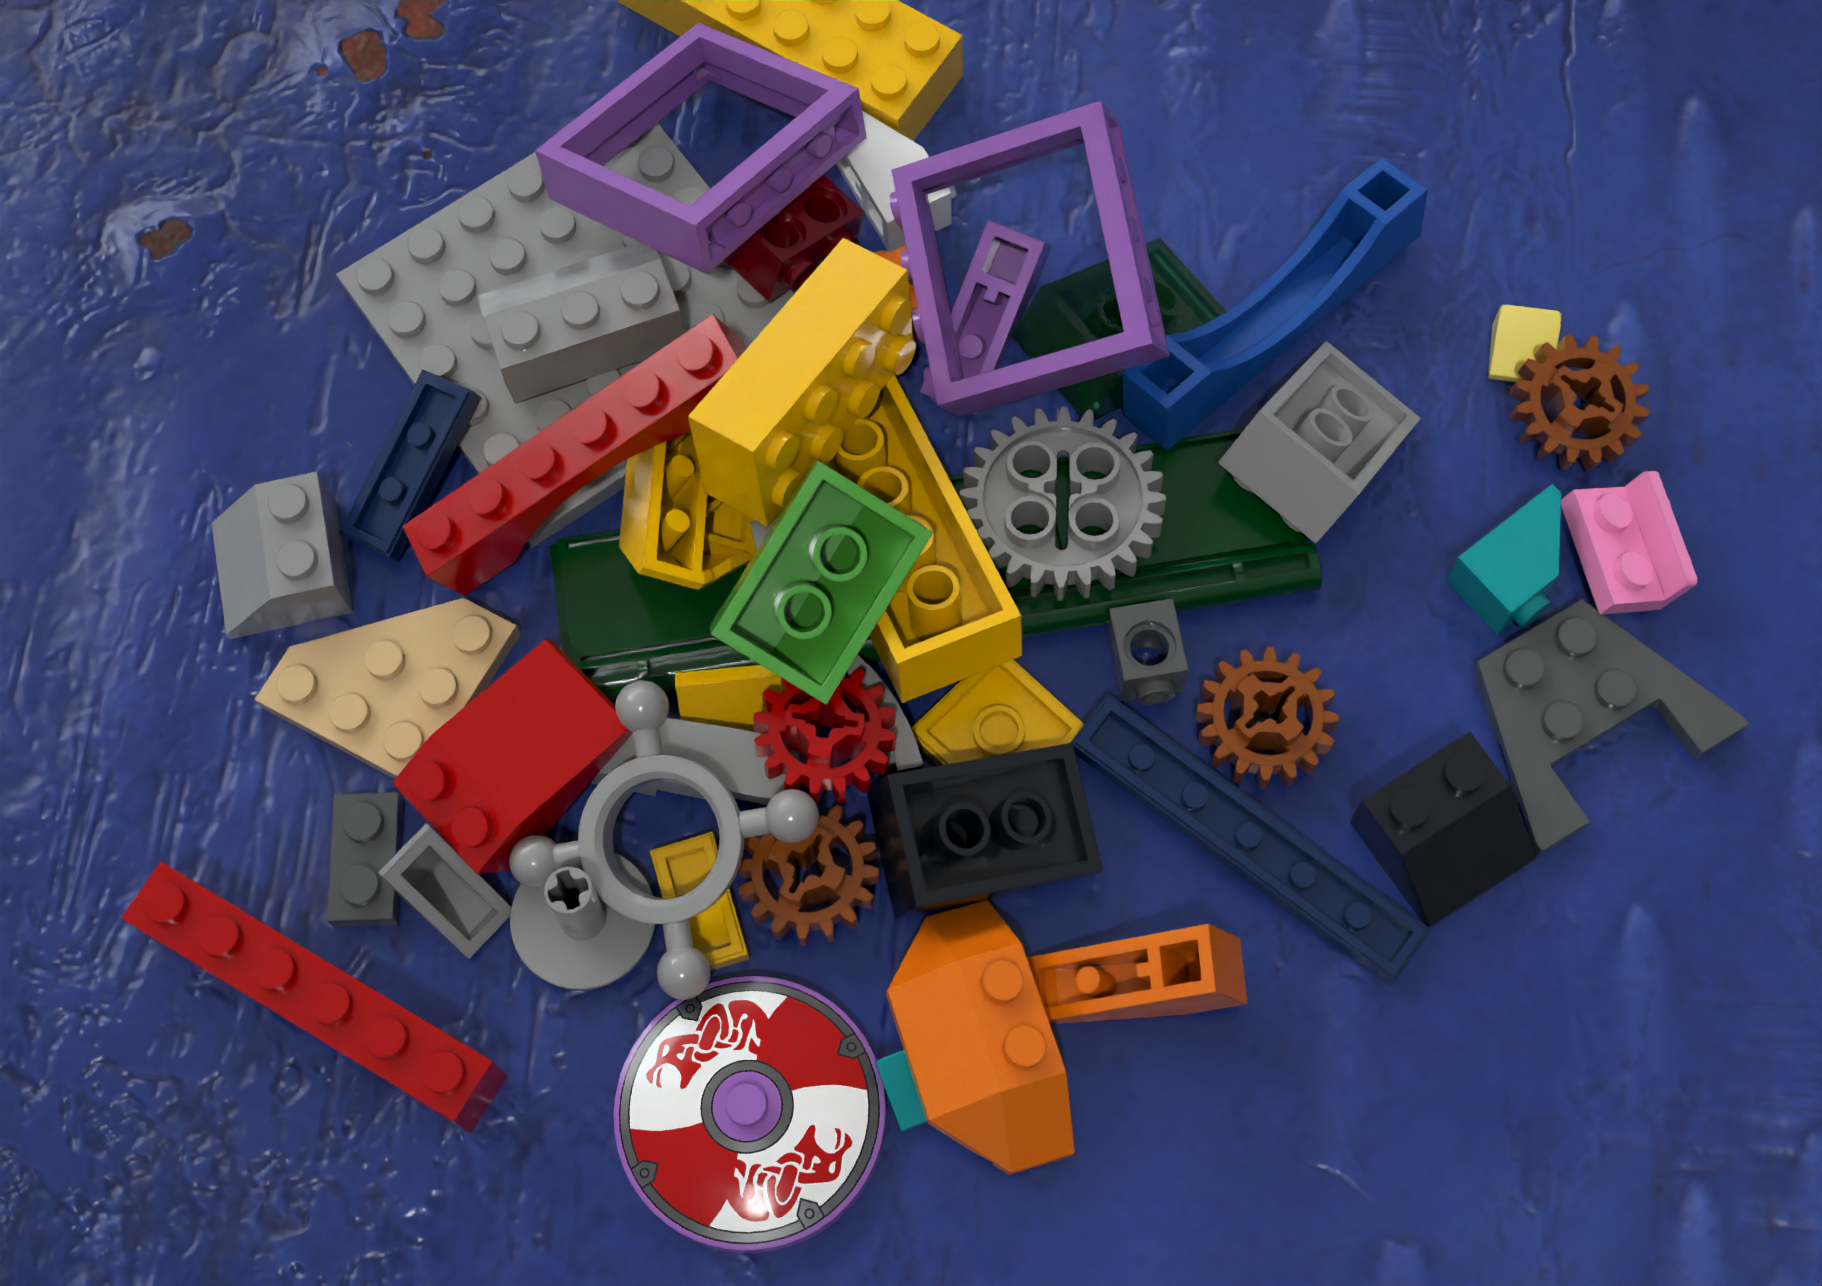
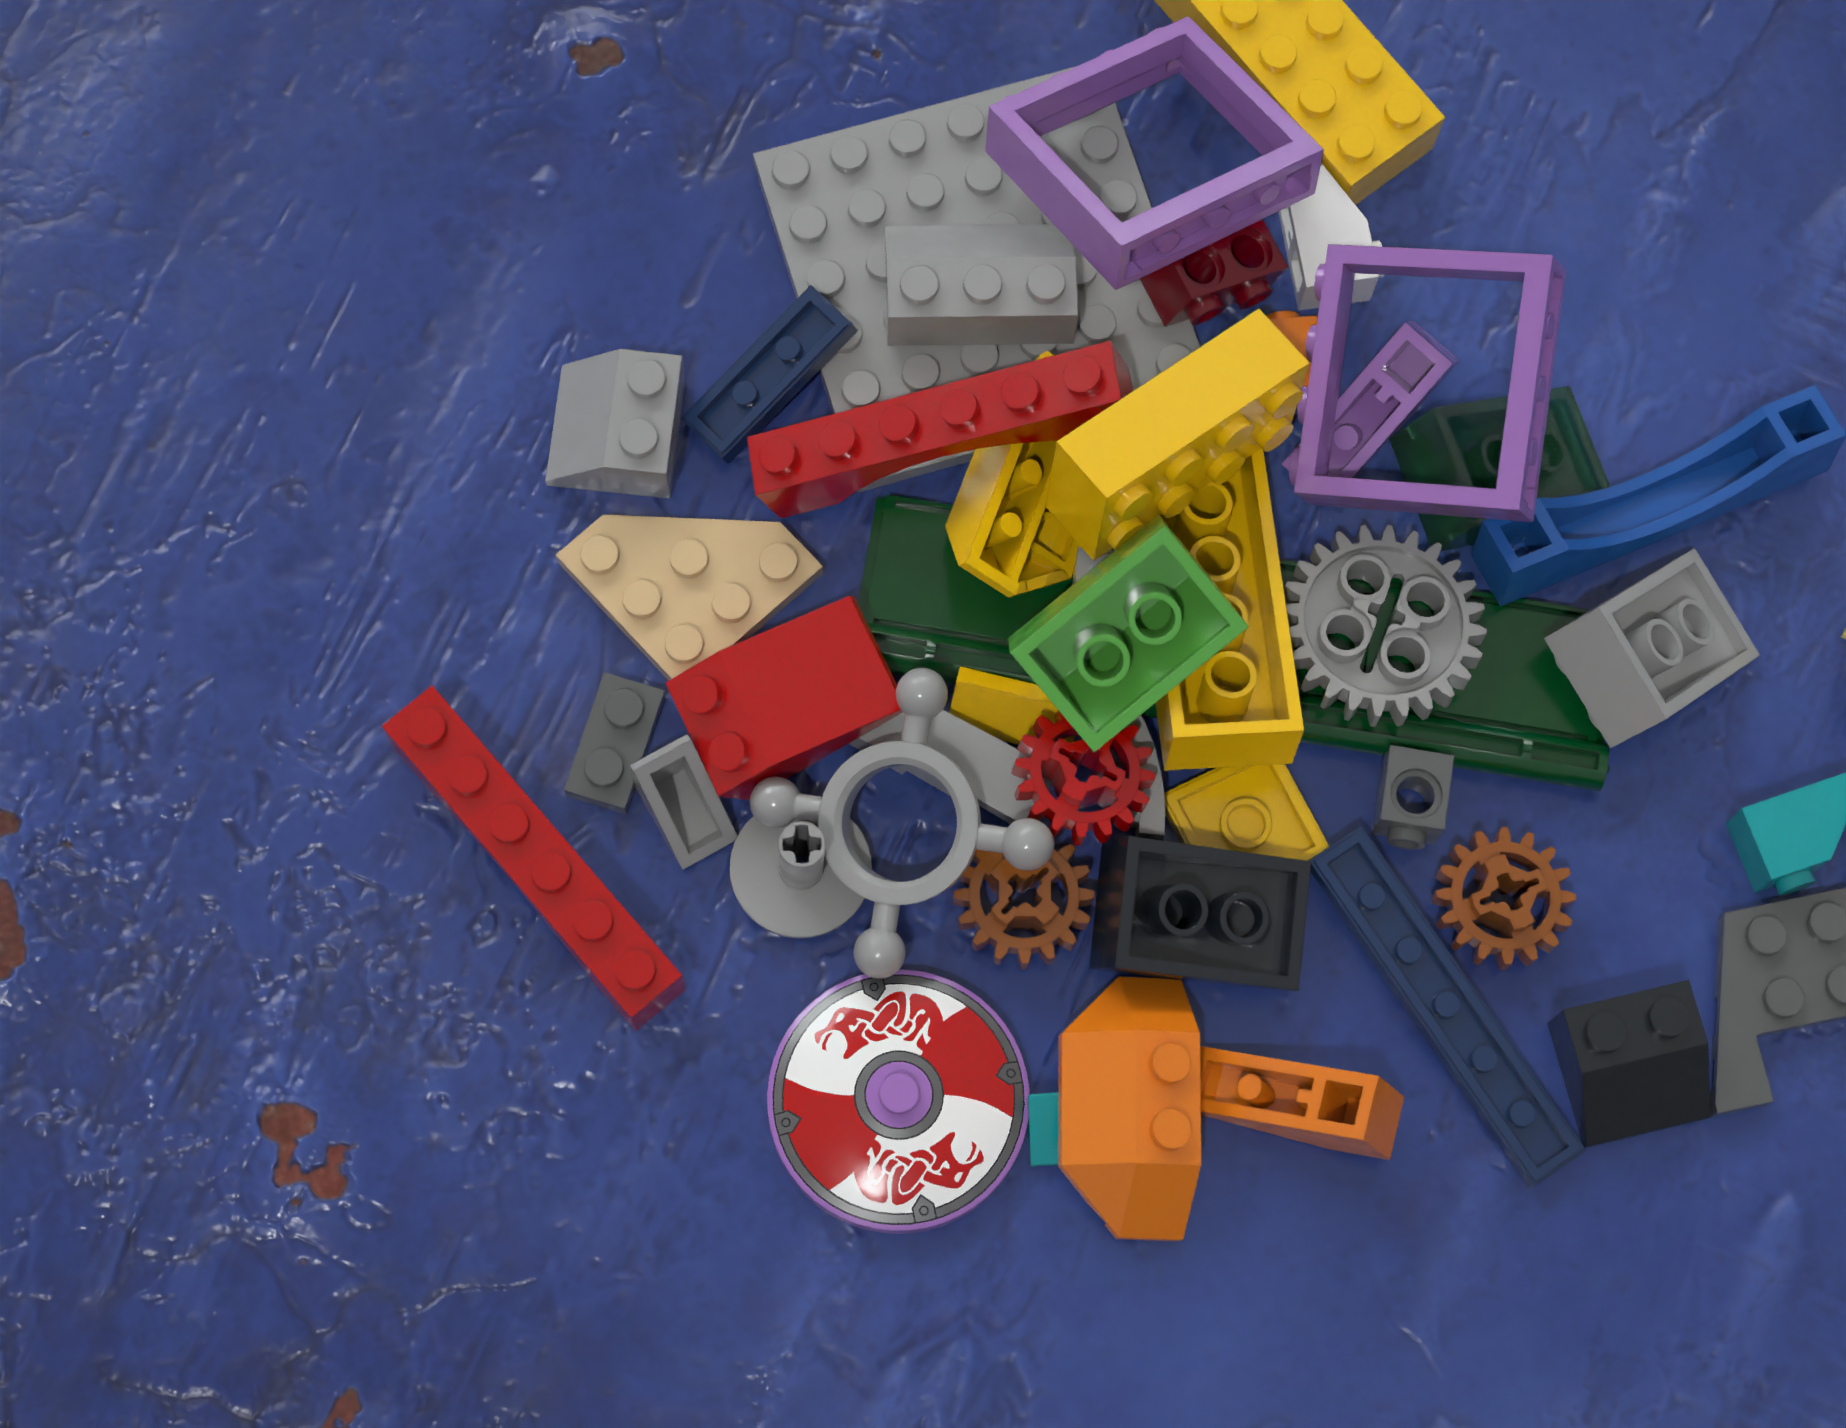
camera: 10 degrees right, 5 degrees up
(683, 868) = (907, 856): yellow tile -> none

